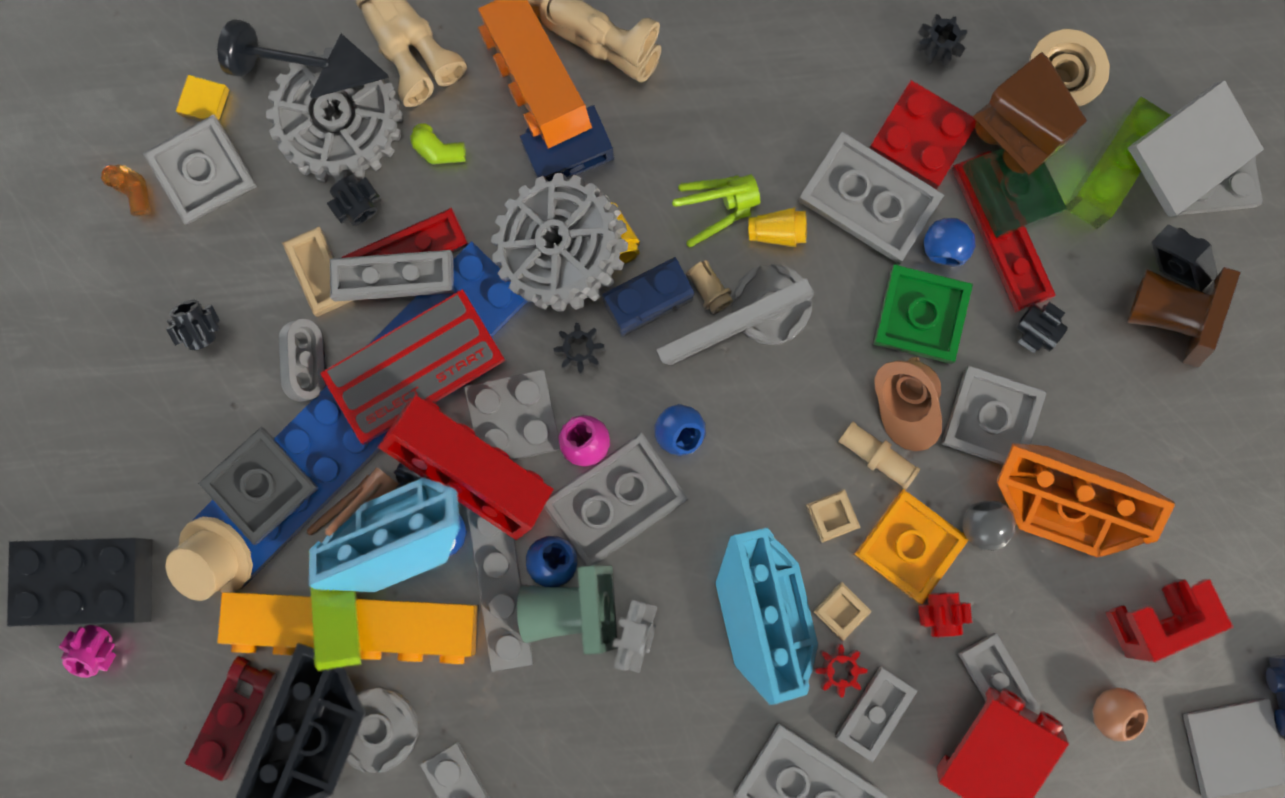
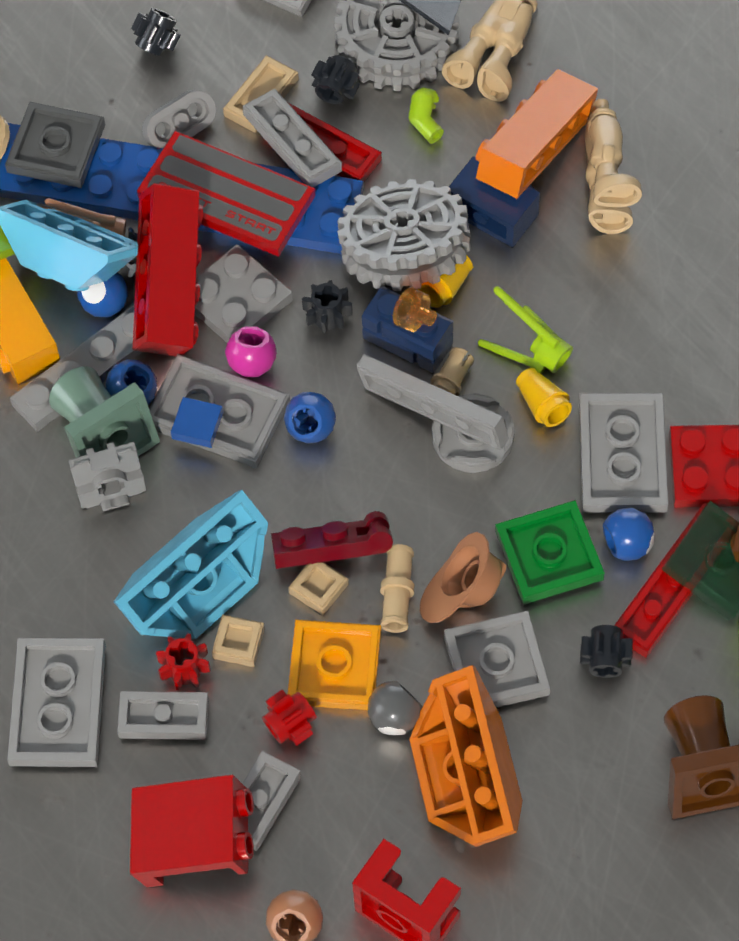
camera: 60 degrees right, 20 degrees down
(624, 527) = (197, 422): none -> blue tile
(658, 287) = (413, 310): none -> clear orange tile
(805, 483) = (332, 541): none -> dark red plate

